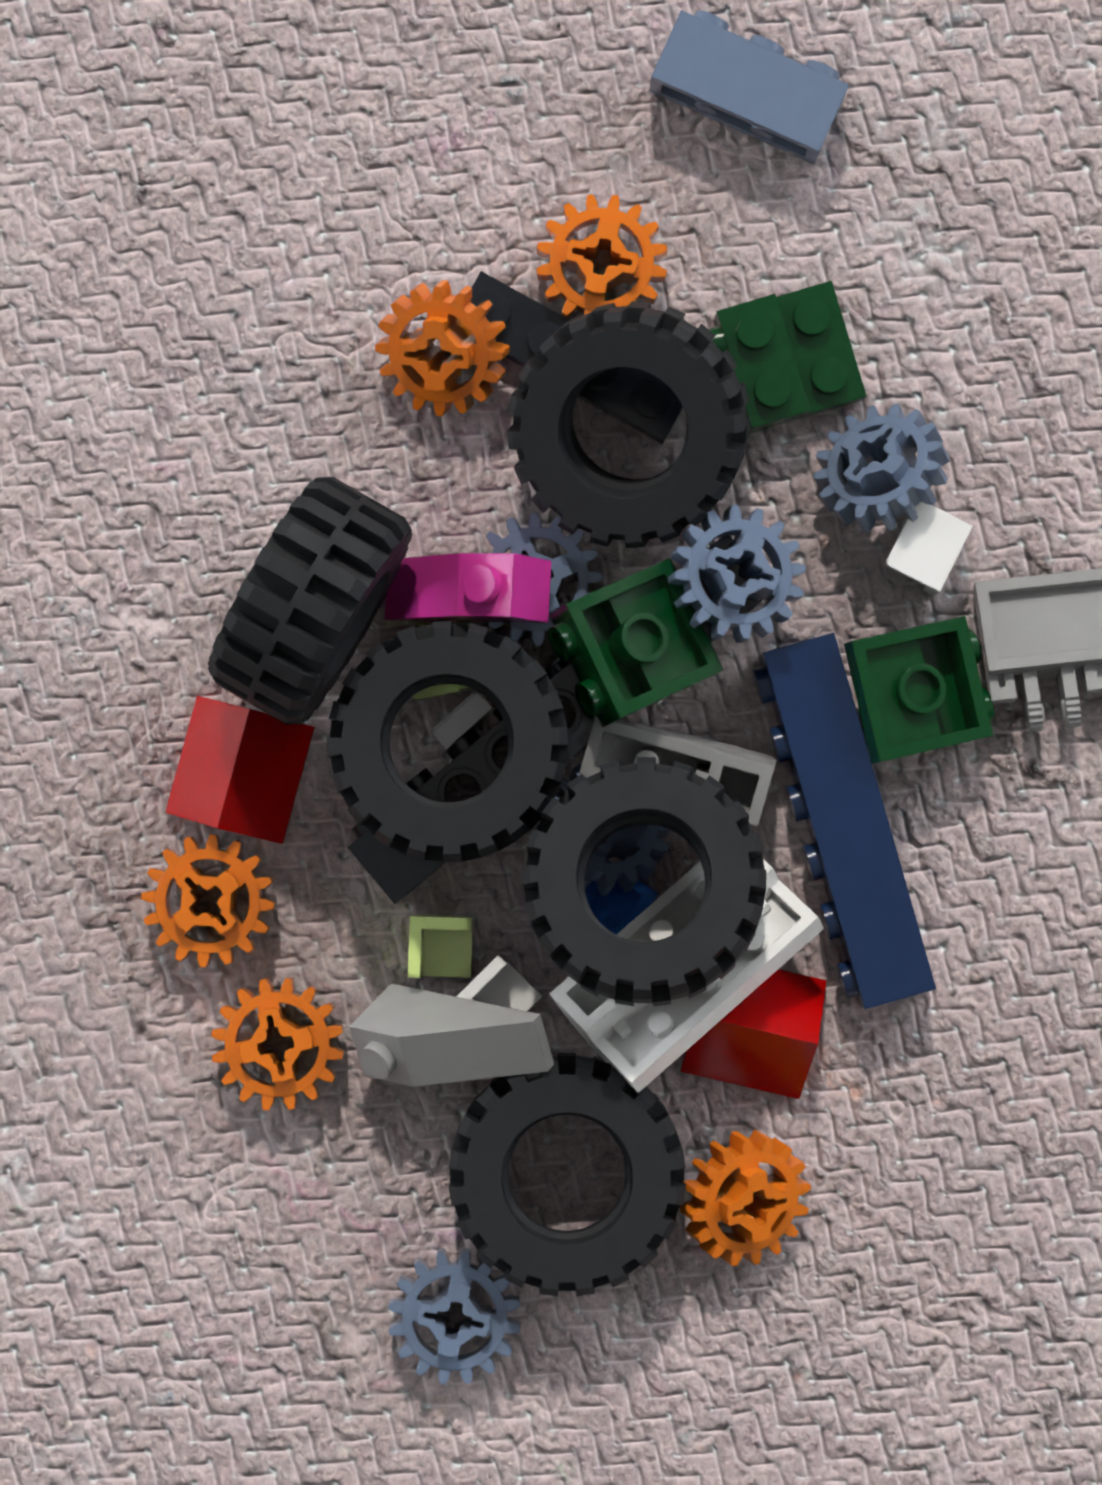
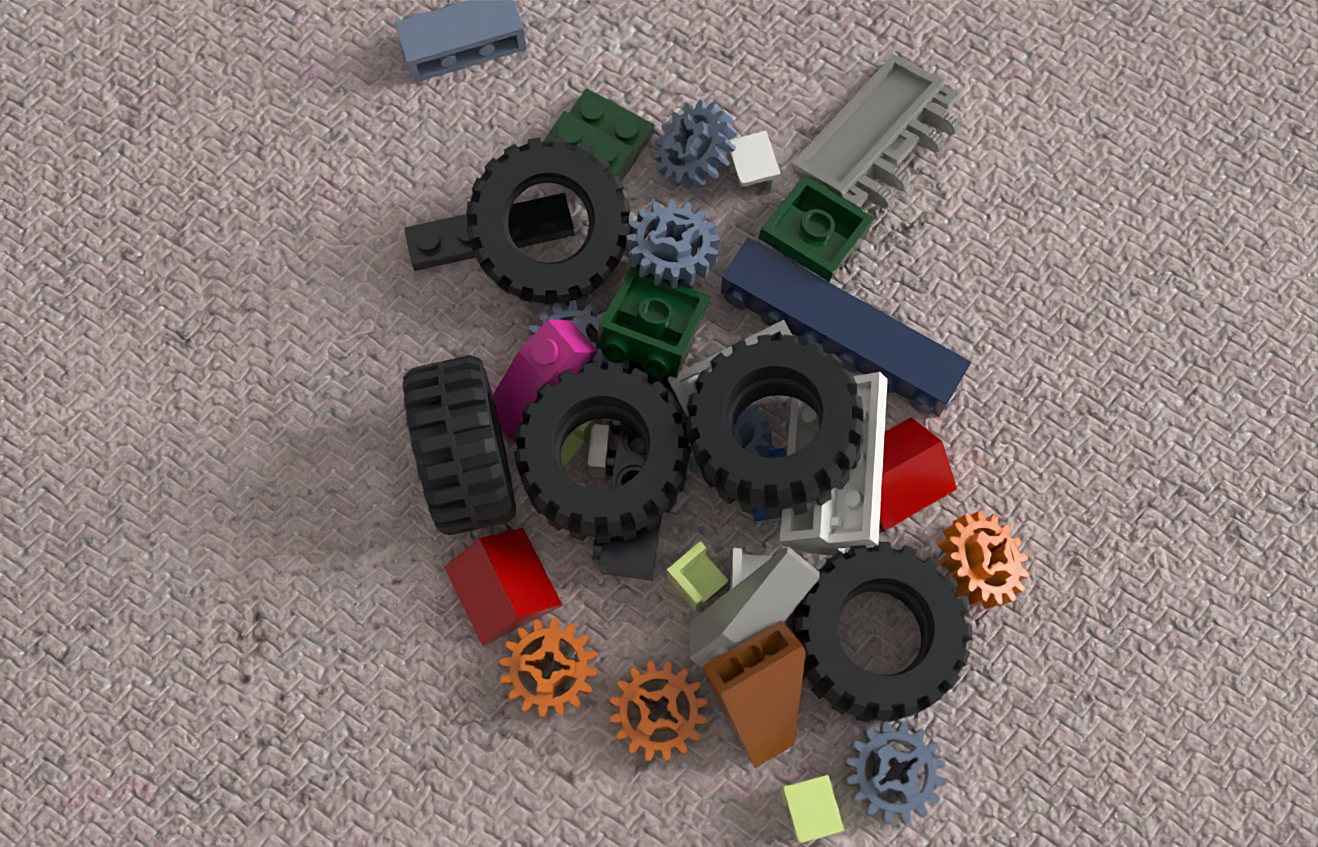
camera: 45 degrees left, 15 degrees down
(339, 1274) = (812, 808): none -> yellowish green panel
(388, 1123) = (760, 691): none -> dark orange slope
(460, 330) = (404, 260): orange gear -> none
(573, 257) = (458, 153): orange gear -> none

